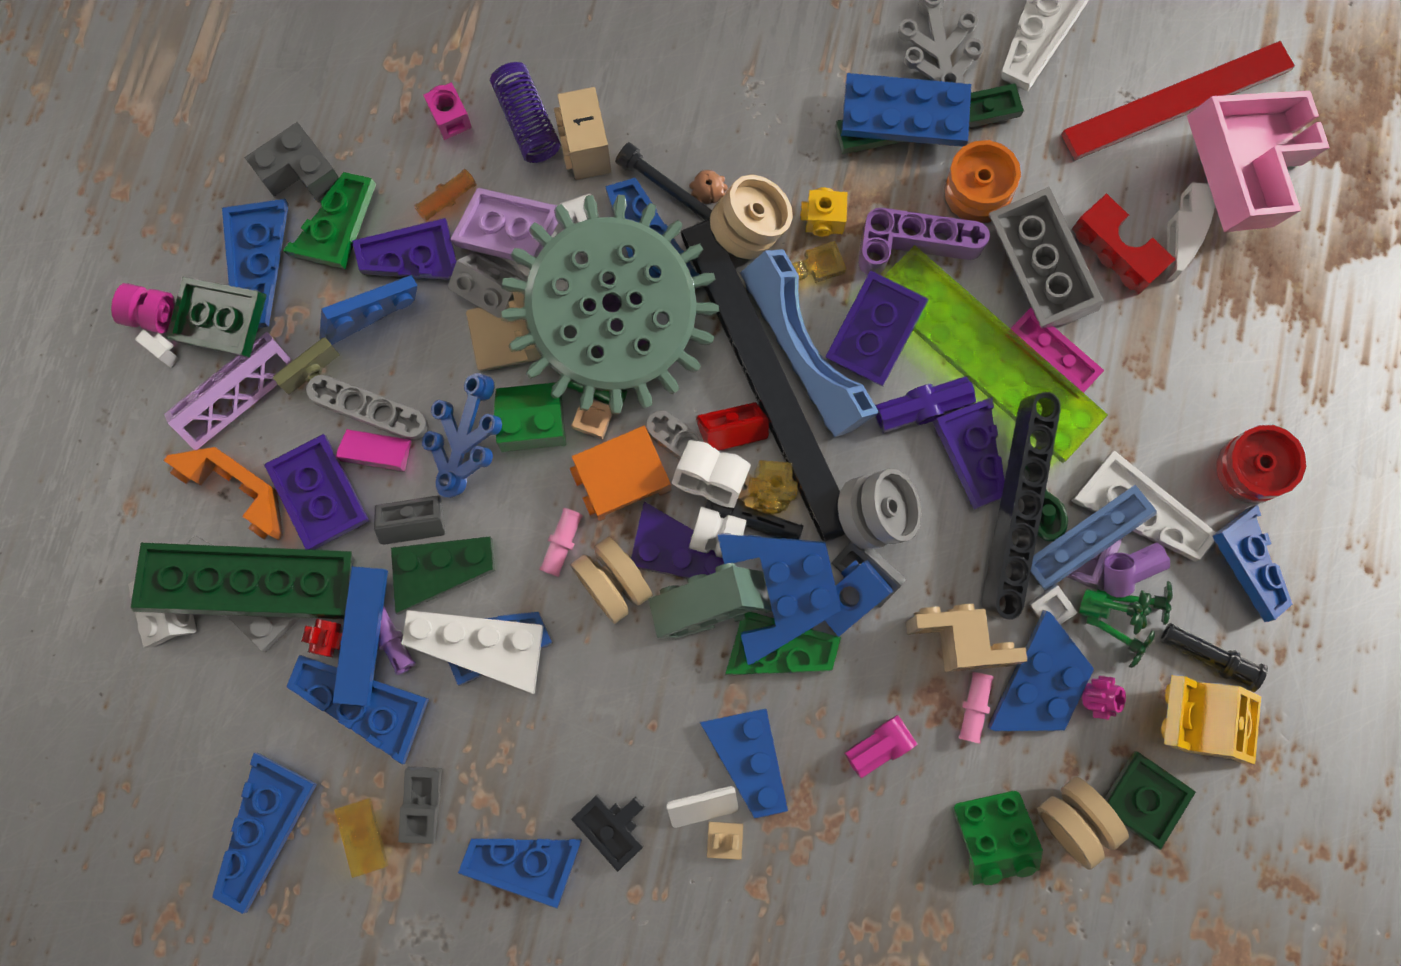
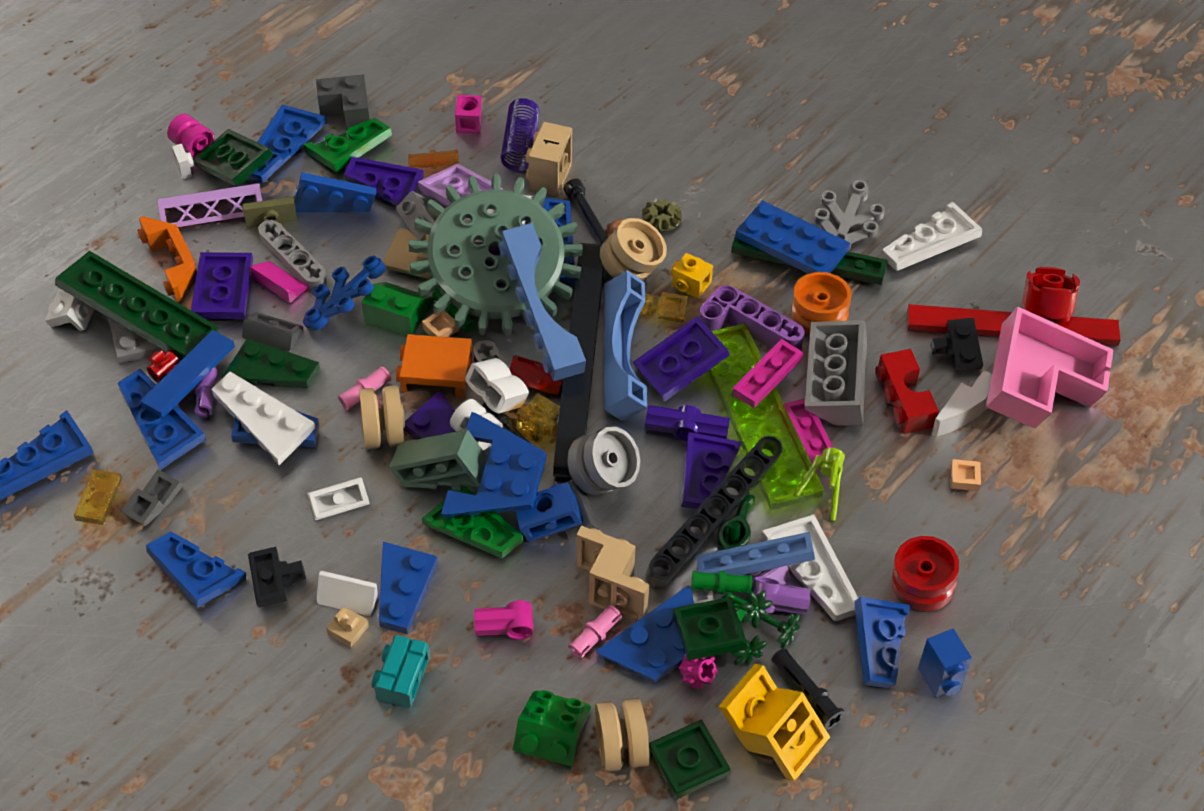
camera: 30 degrees right, 25 degrees down
(616, 692) = (338, 498): none -> white slope
(654, 301) = (560, 348): none -> medium blue arch
(750, 150) = (662, 222): none -> olive gear
(816, 866) = (401, 672): none -> teal brick
(980, 303) = (767, 373): none -> dark pink plate
(1077, 589) = (721, 582): none -> green pin
(1101, 655) = (709, 628): none -> dark green plate
(1106, 383) = (831, 466): none -> lime plant
(1144, 155) = (960, 344): none -> black hinge
(1208, 46) = (1050, 293): none -> red brick
(1231, 318) = (965, 475): none -> light nougat plate
(1338, 563) = (944, 663): none -> blue brick

